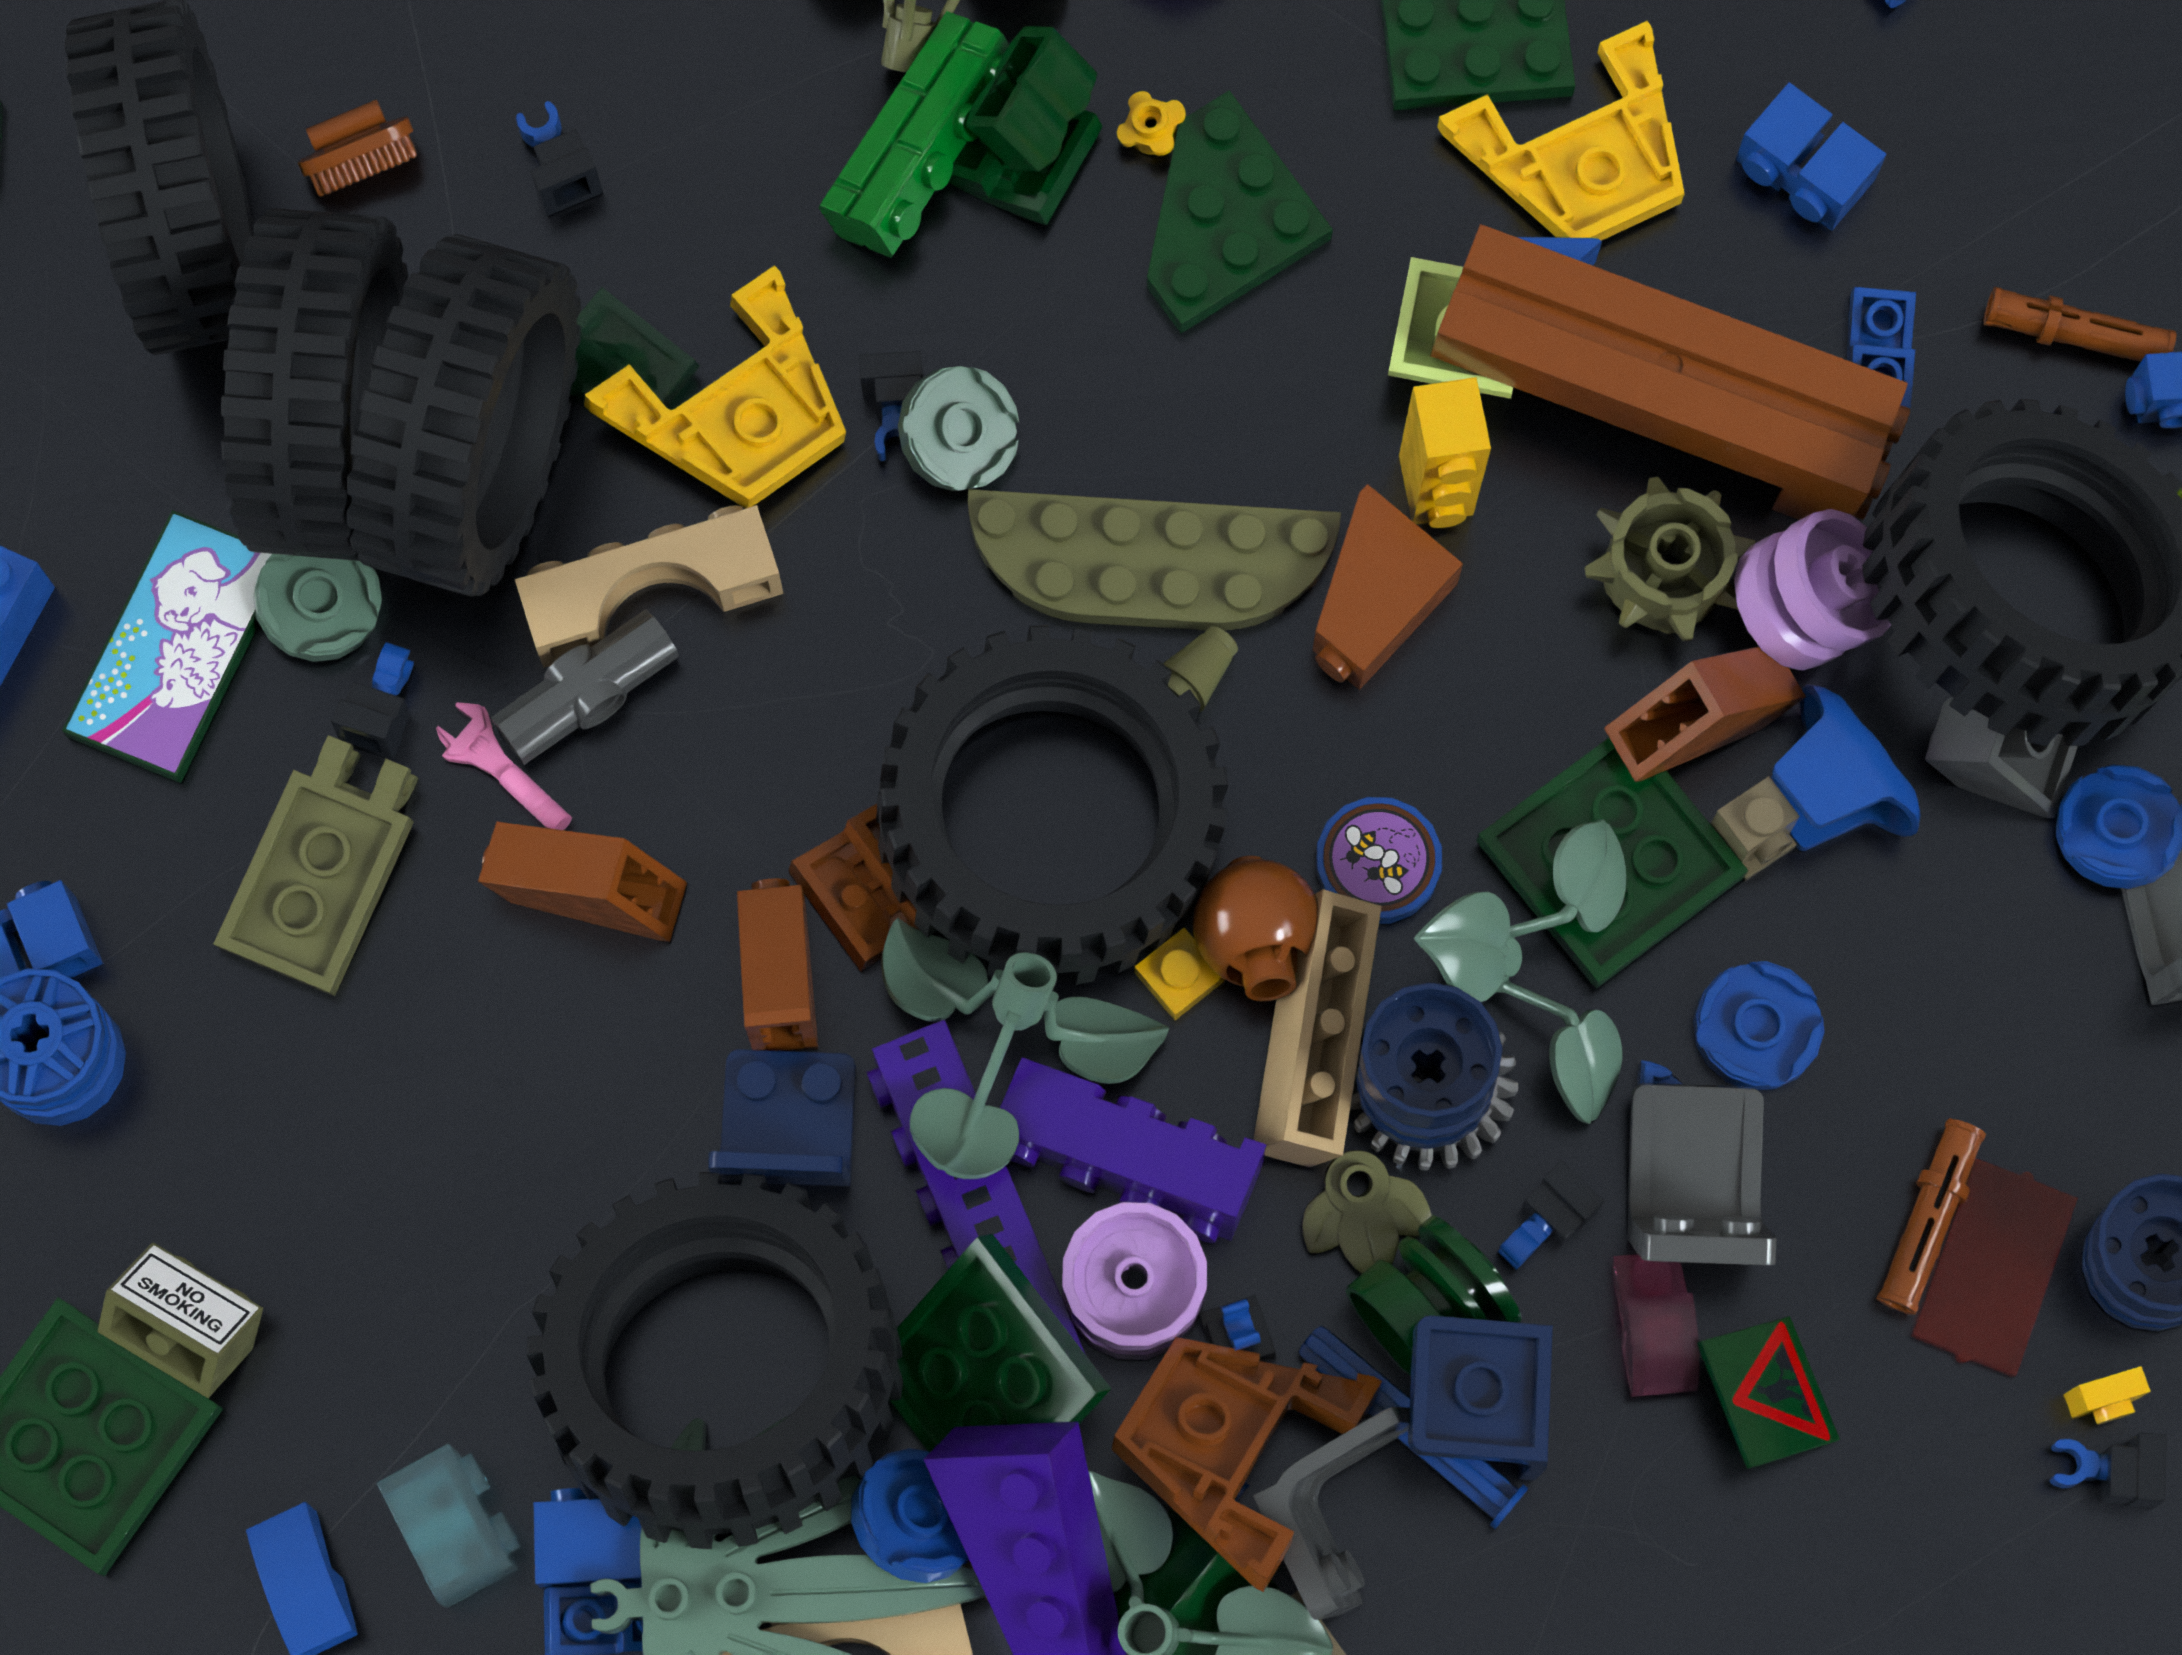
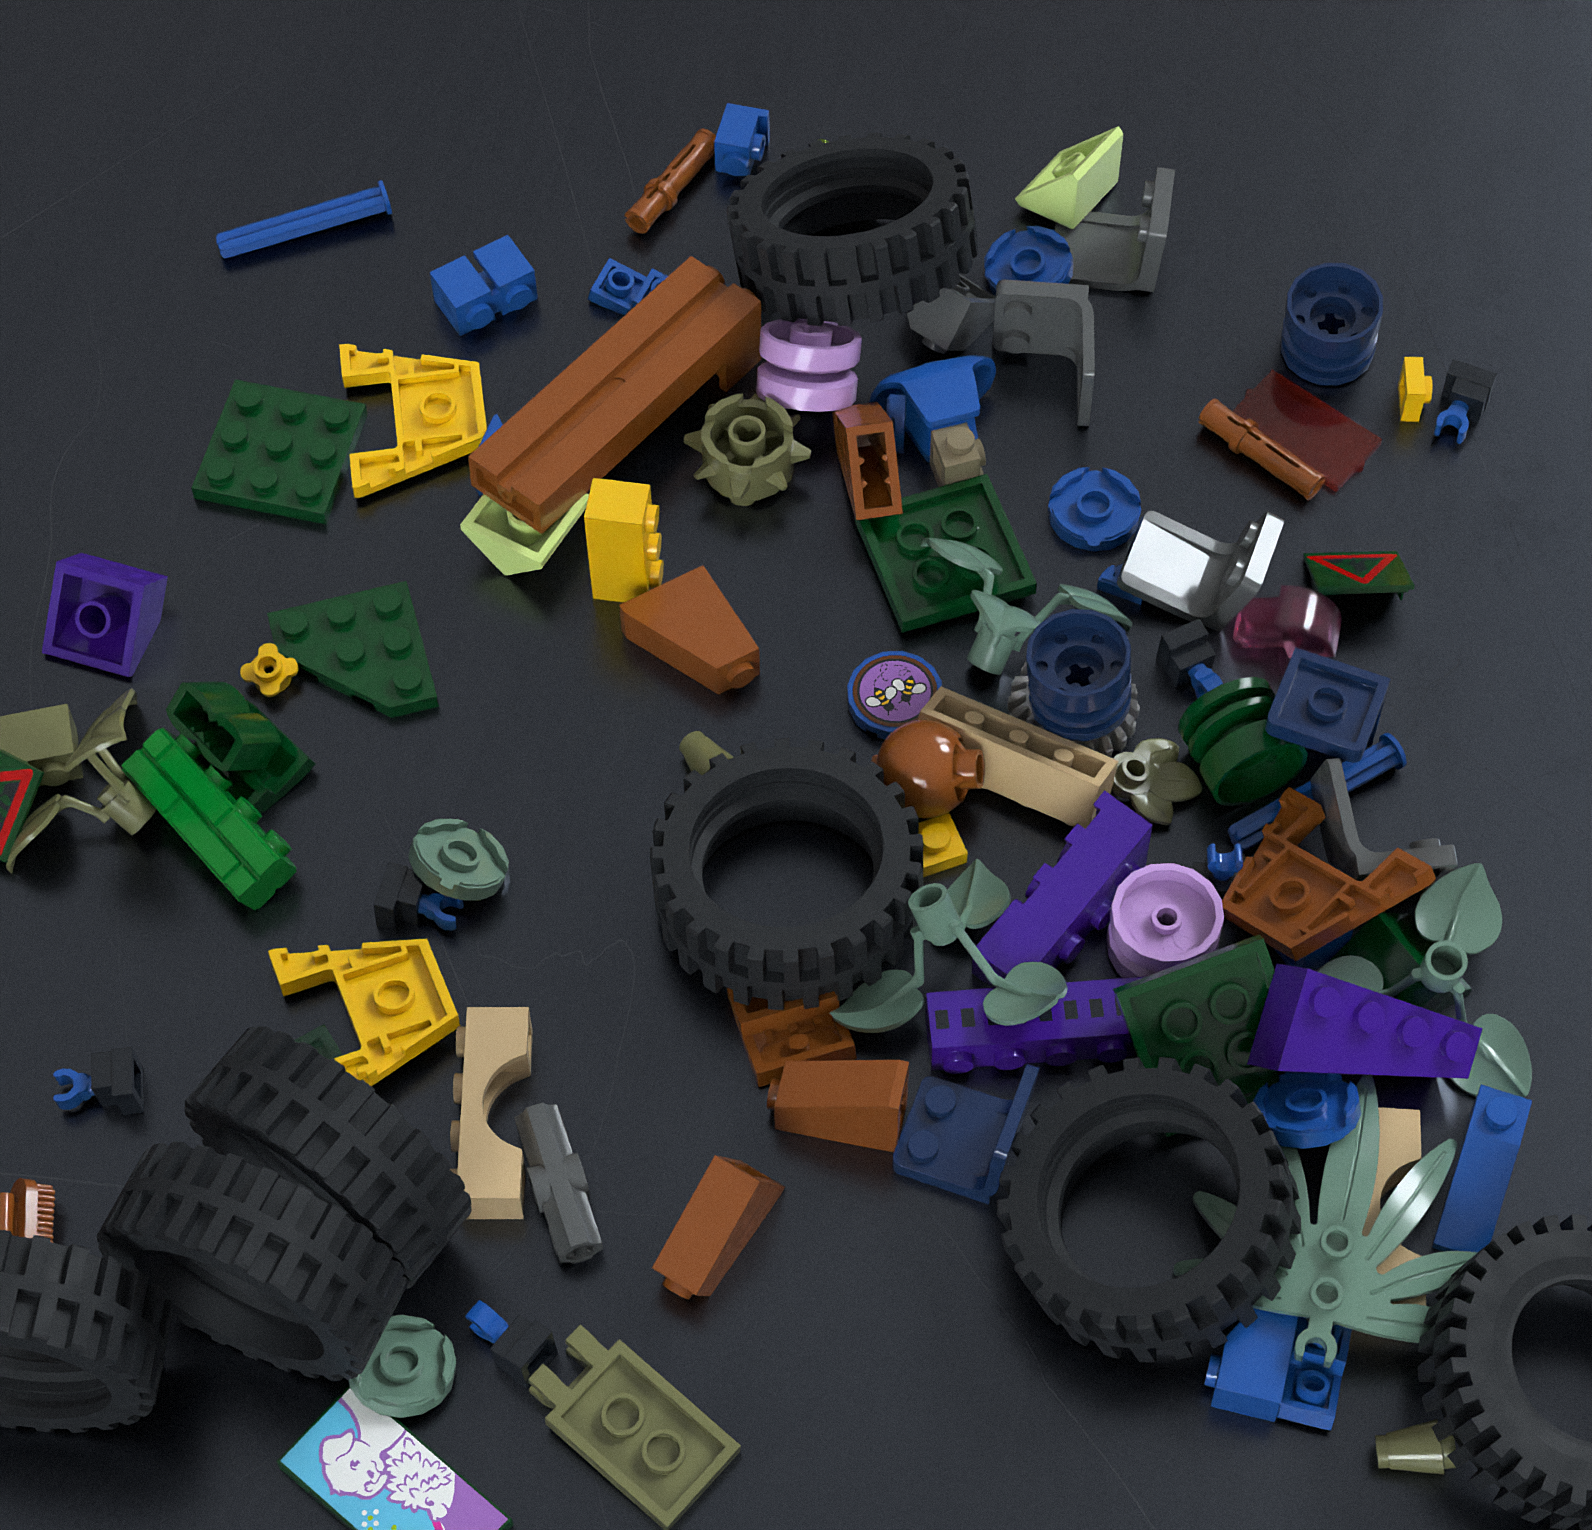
camera: 70 degrees left, 15 degrees down
(449, 1524) = (1212, 1462): clear light blue brick -> none
(480, 748) = (576, 1280): bright pink piece -> none
(1151, 558) = (606, 775): olive plate -> none
(1783, 737) = (897, 412): none -> blue tile
(2022, 884) = (1051, 322): none -> dark grey piece

